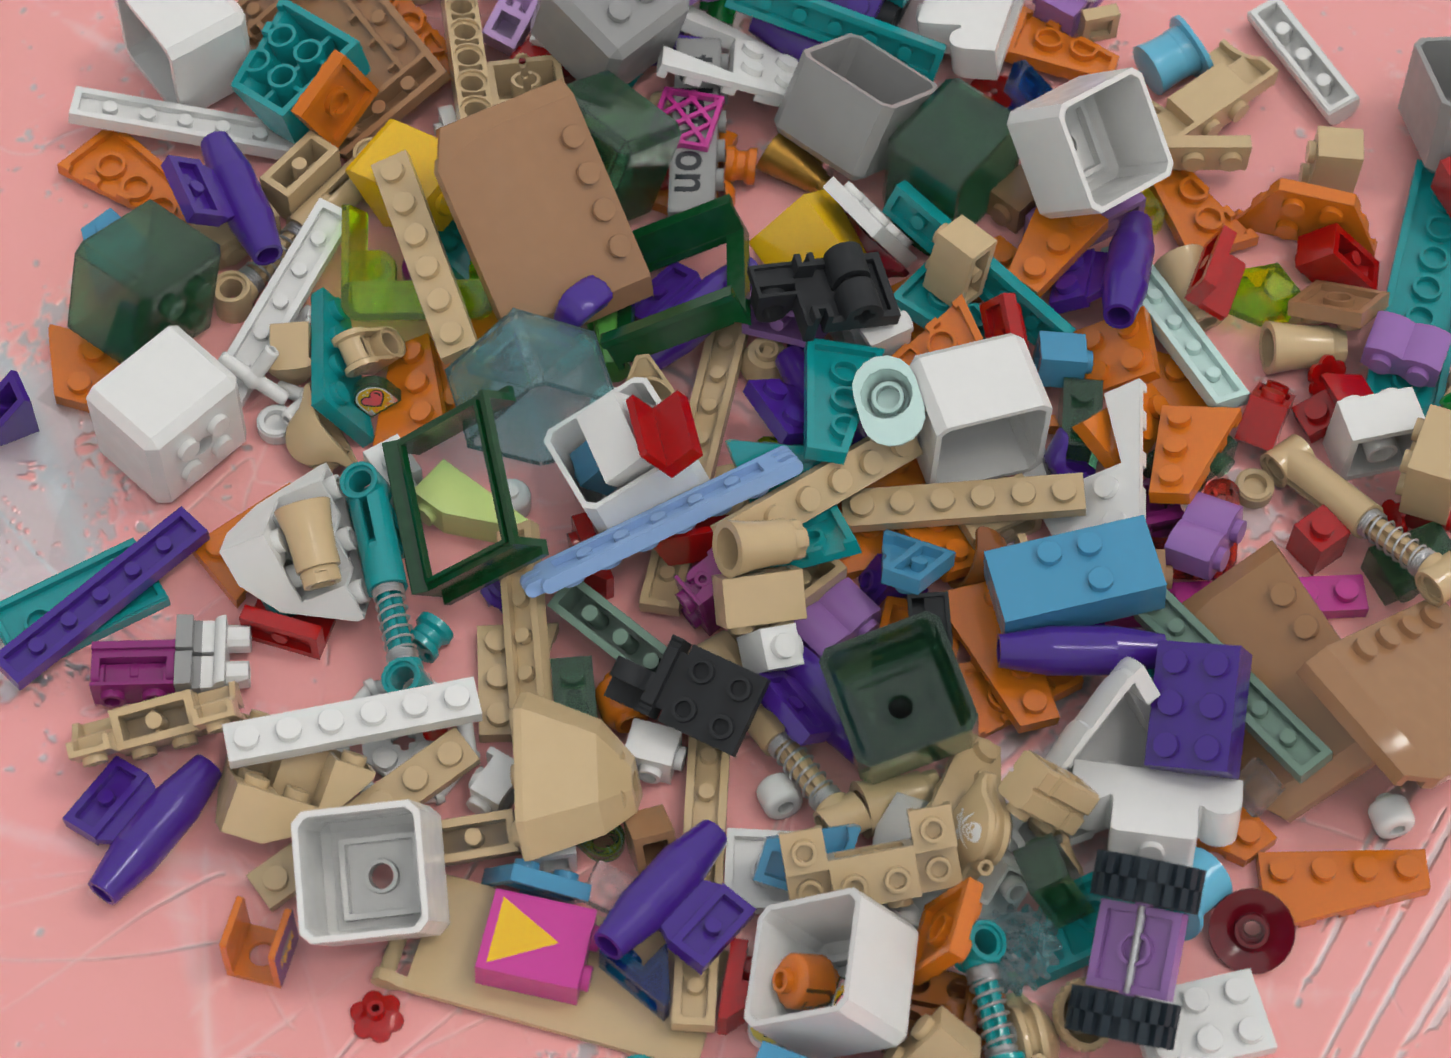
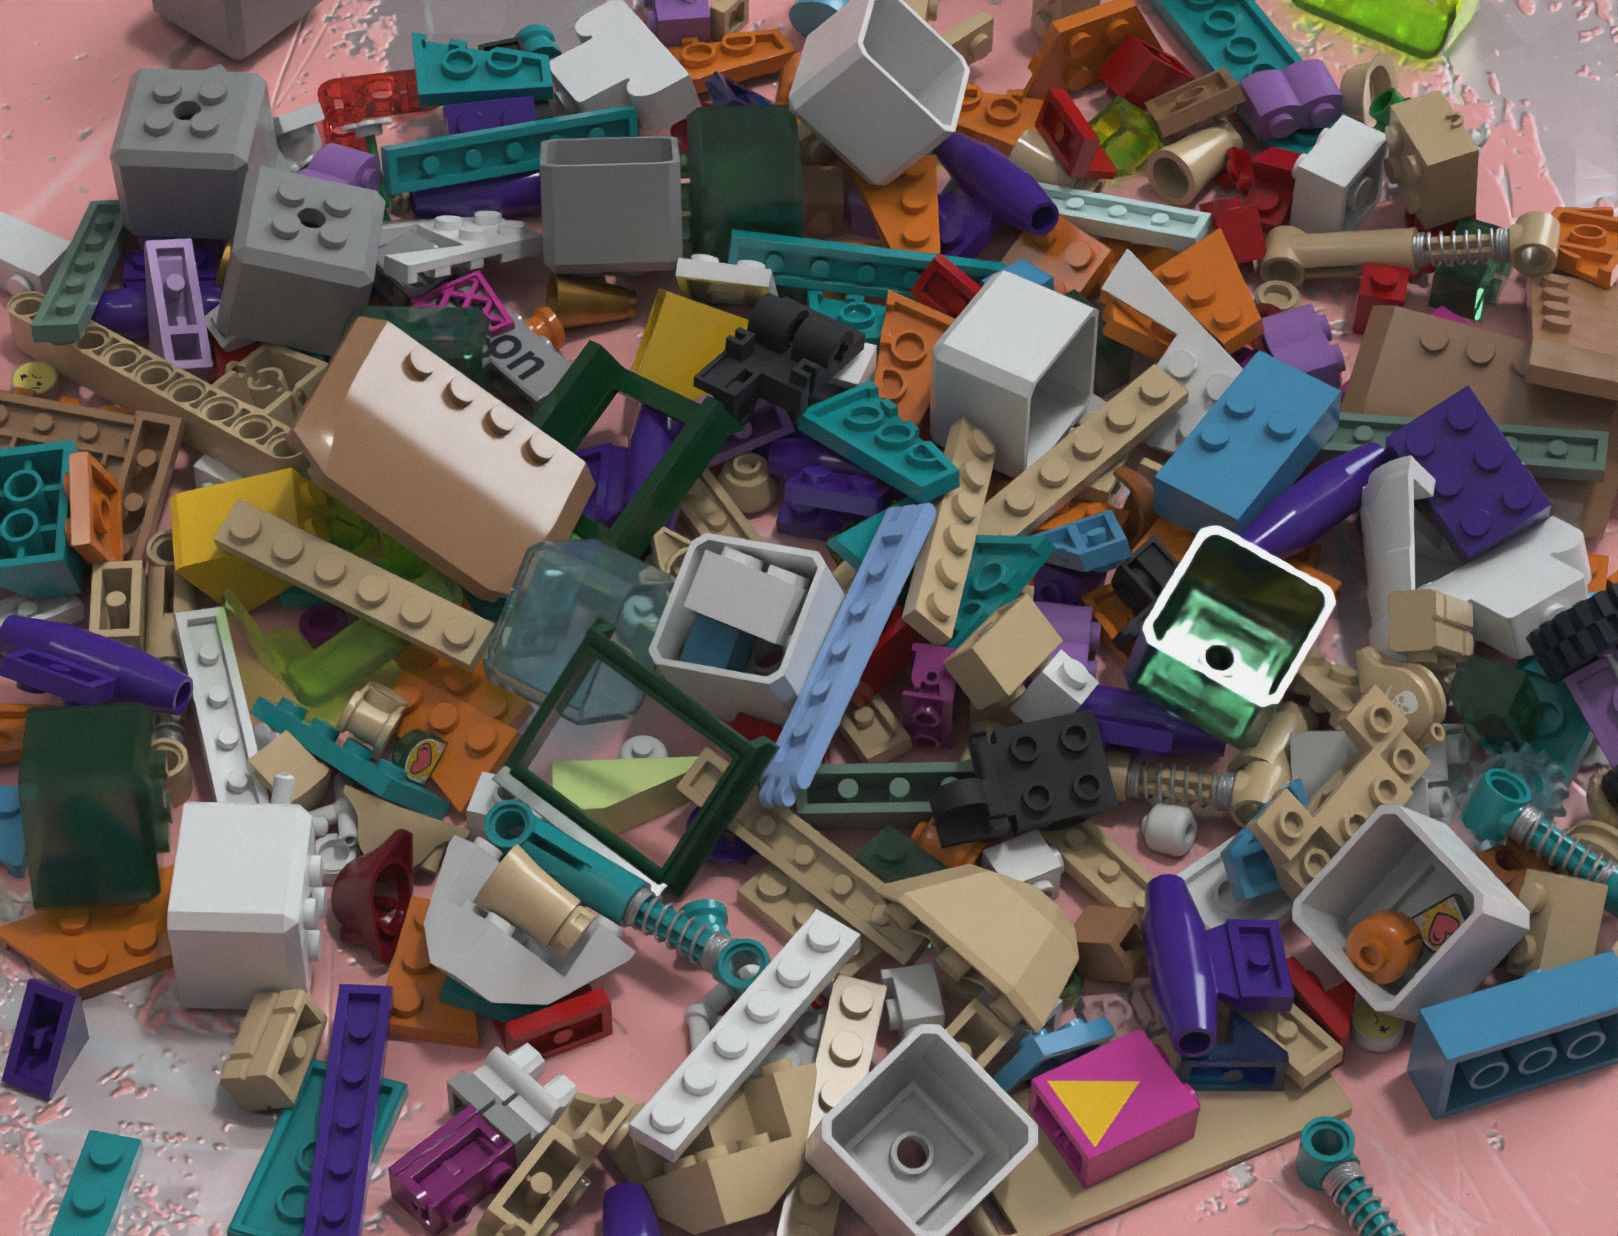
camera: 40 degrees left, 10 degrees down
(112, 518) = (273, 1050): none -> tan brick
(264, 467) = (374, 896): none -> dark red hat
(583, 301) = (559, 514): dark purple hair -> none
(665, 433) = (800, 549): red panel -> none
(757, 544) = (964, 603): tan plant -> none
(888, 401) = (950, 401): light aqua piece -> none
(947, 929) = (1468, 796): orange plate -> none
(959, 261) = (857, 265): tan brick -> none
(1056, 457) = (1107, 377): dark purple hair -> none

